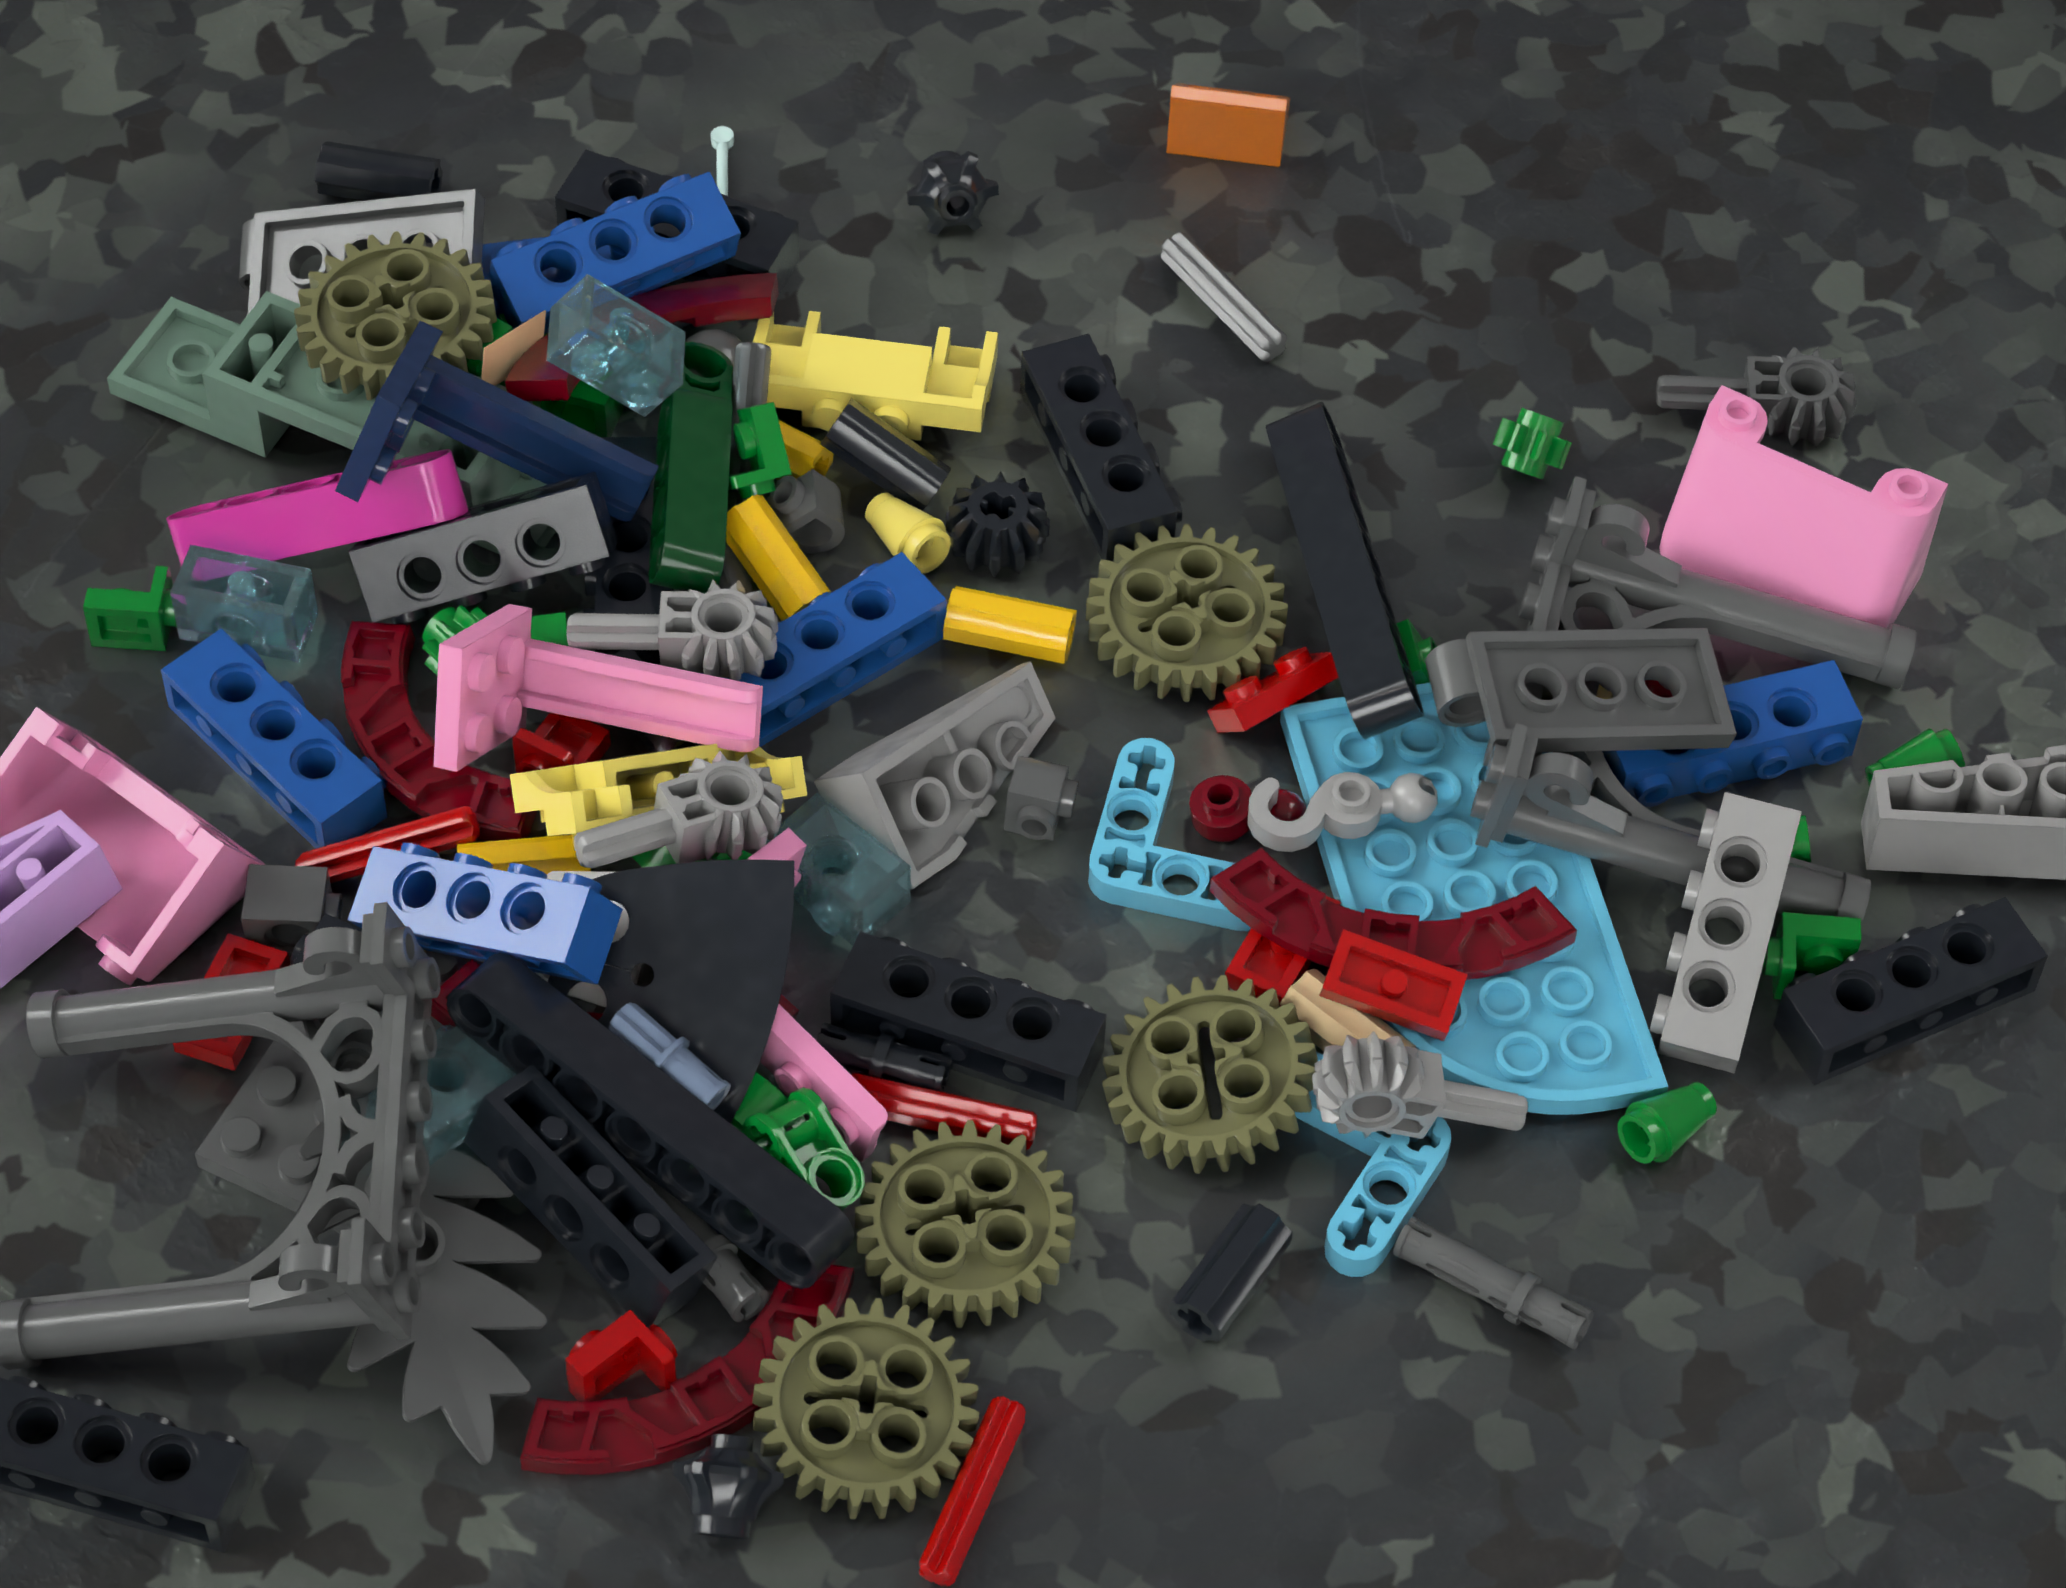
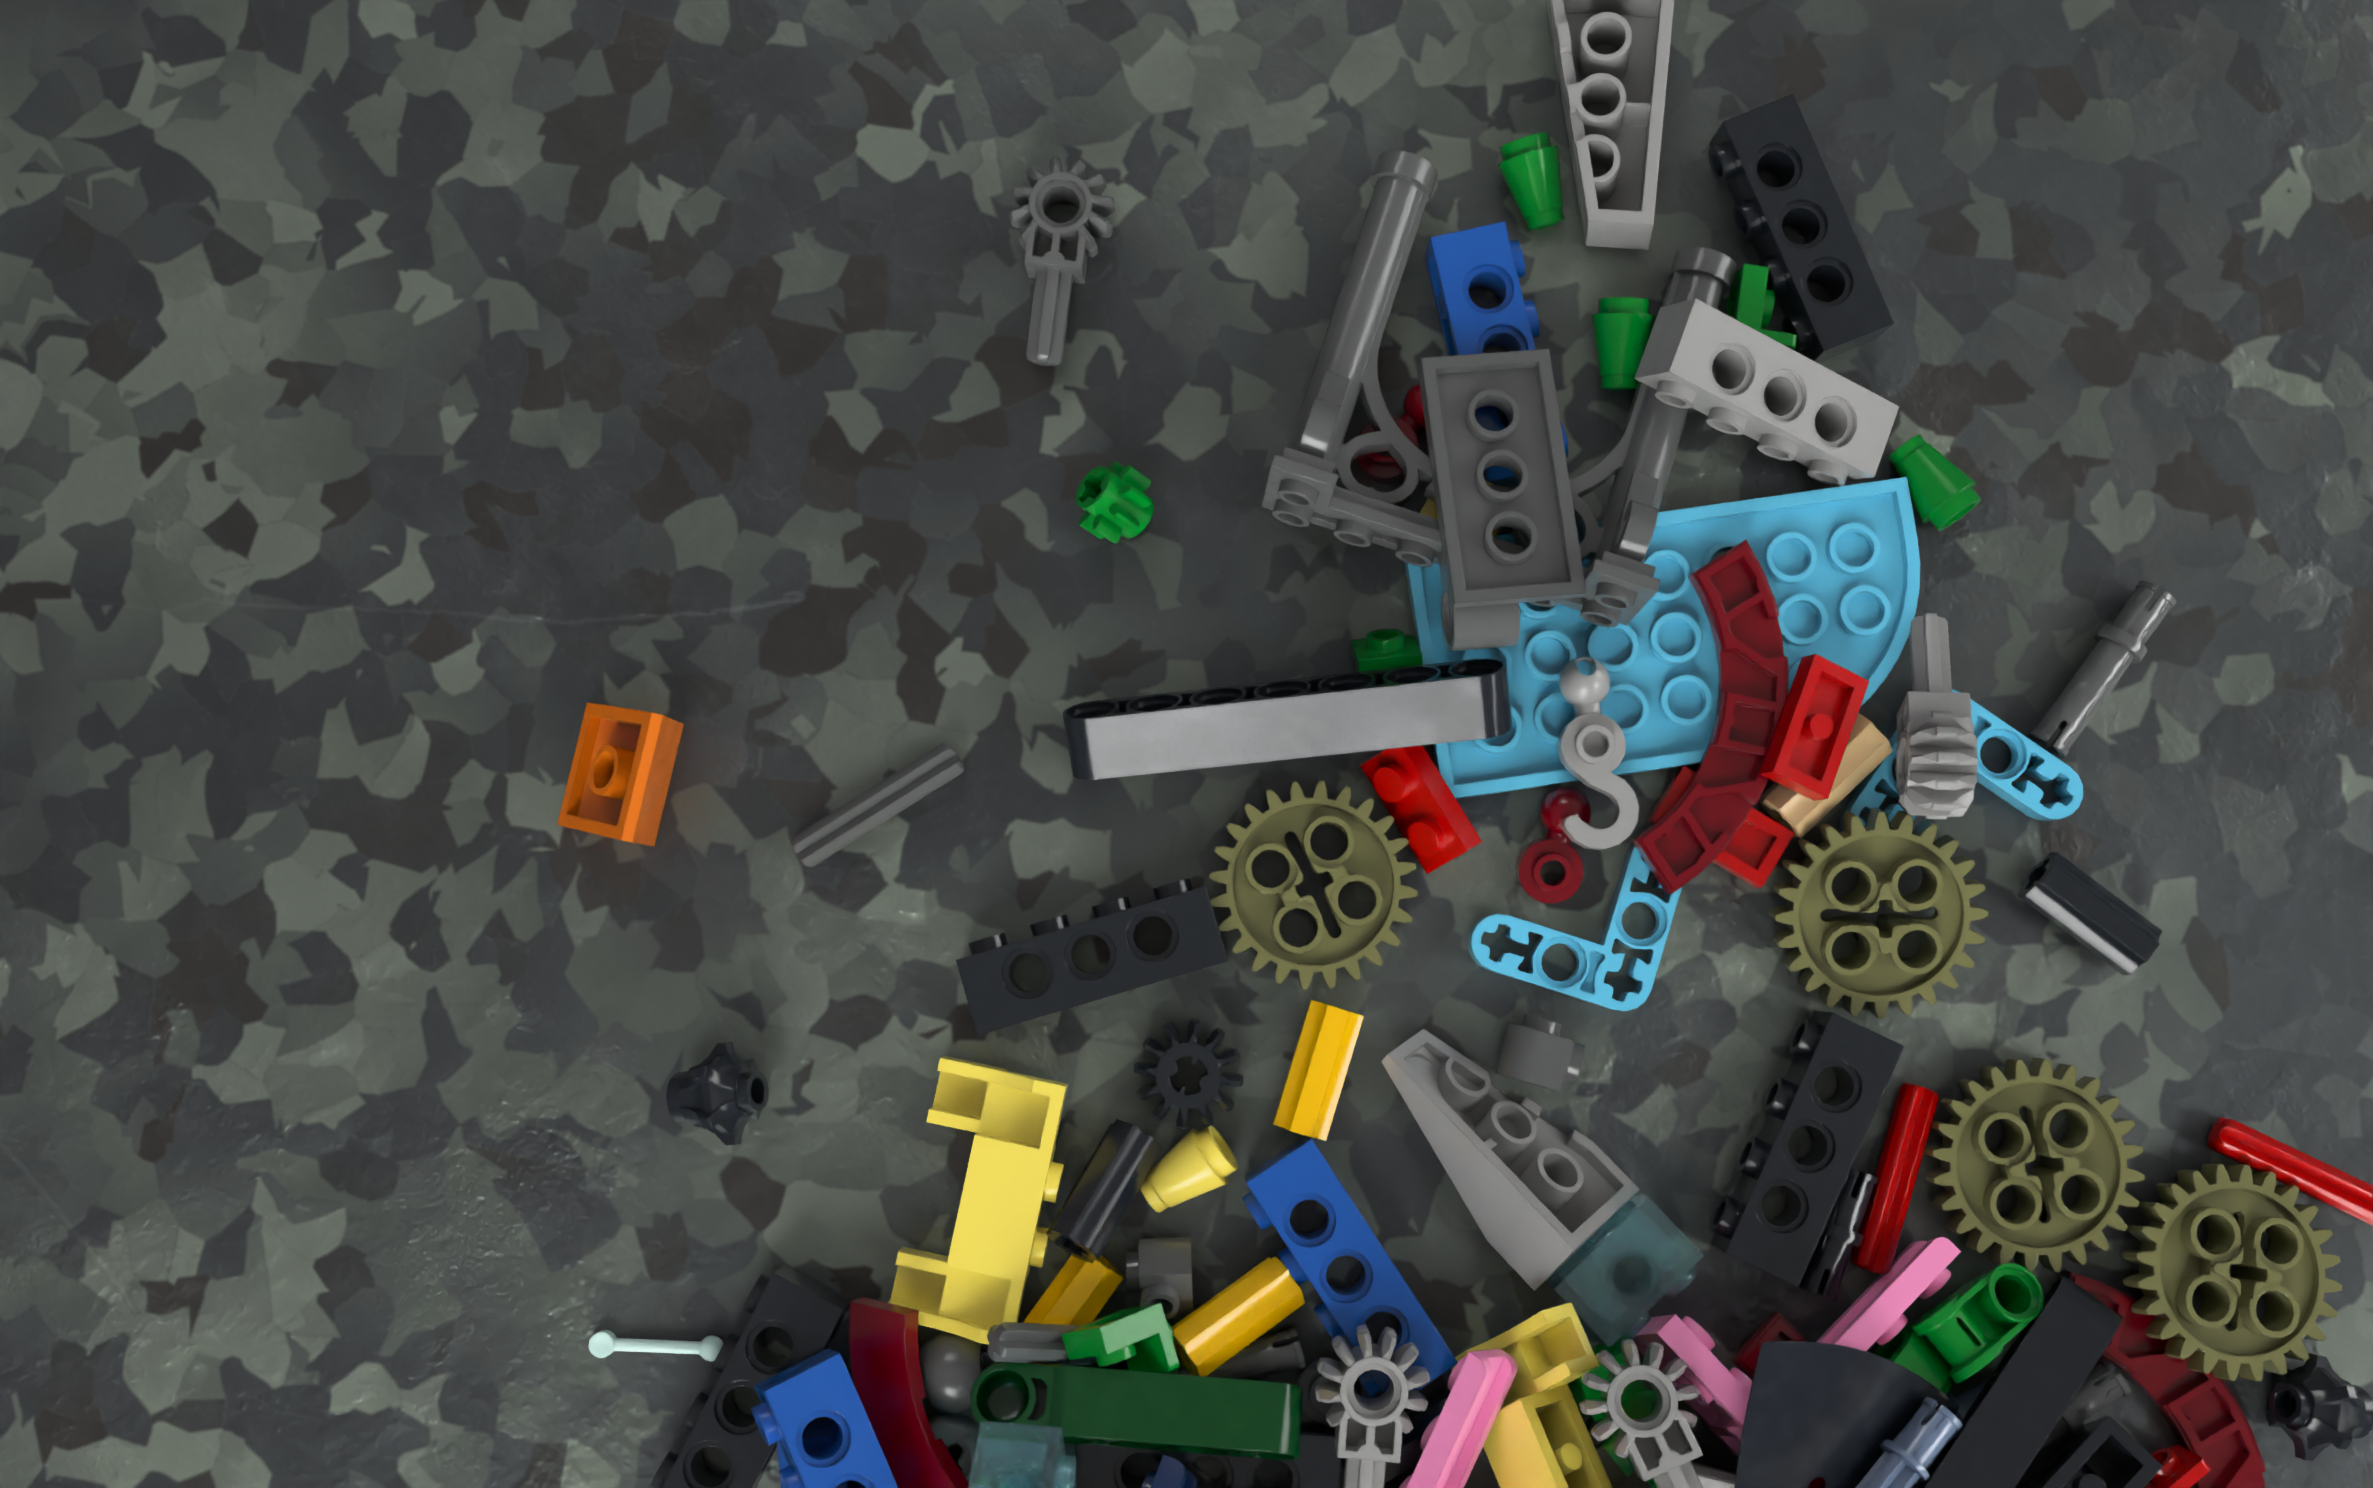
camera: 80 degrees left, 30 degrees up
(1794, 528) = (1239, 315): bright pink windscreen -> none

